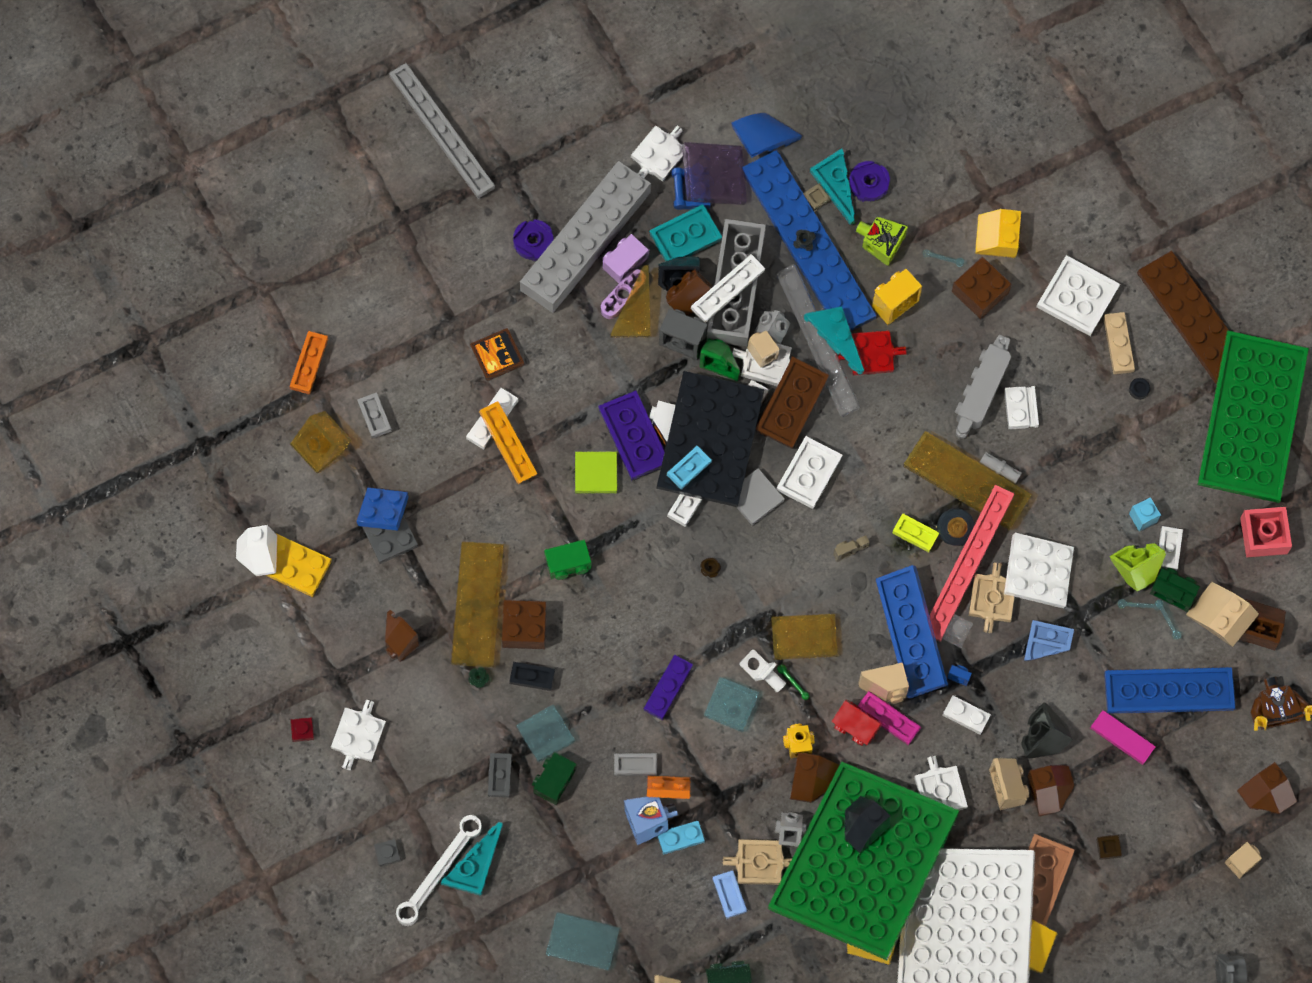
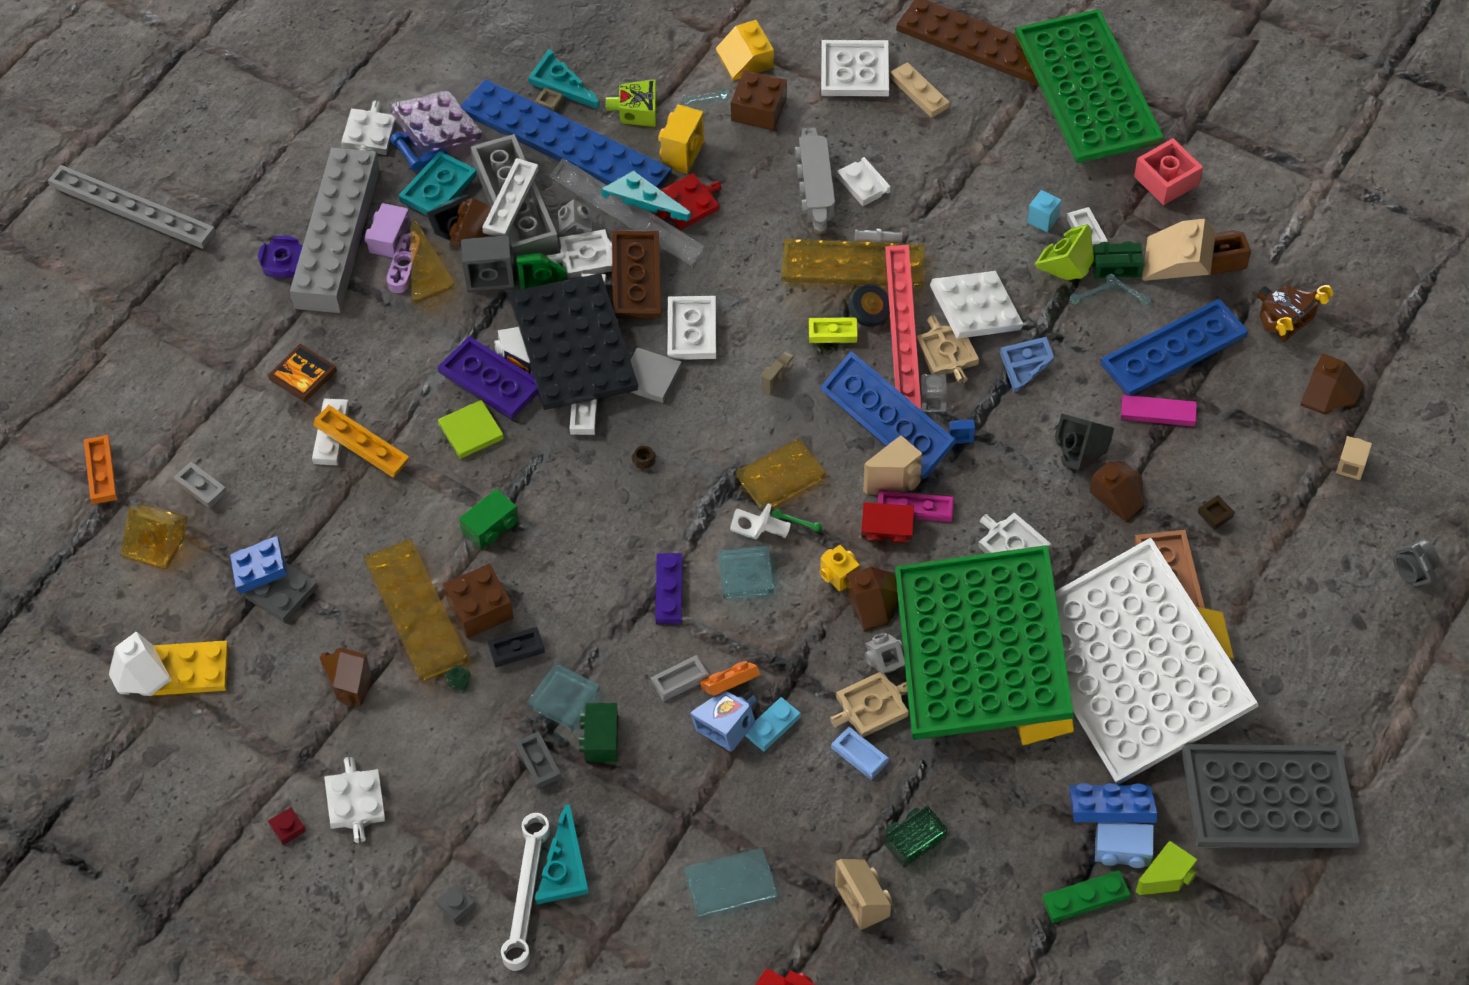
camera: 25 degrees left, 15 degrees down
(689, 467) = (567, 368): medium azure plate -> none
(763, 133) = (463, 70): blue slope -> none
(763, 348) = (578, 237): tan brick -> none
(804, 234) = (560, 133): pearl dark grey plate -> none
(865, 823) = (961, 602): black slope -> none
(869, 192) = (593, 75): dark purple plate -> none
(966, 715) = (991, 465): white plate -> none
(1008, 783) = (1076, 502): tan slope -> none
(1139, 388) = (964, 117): black tile -> none

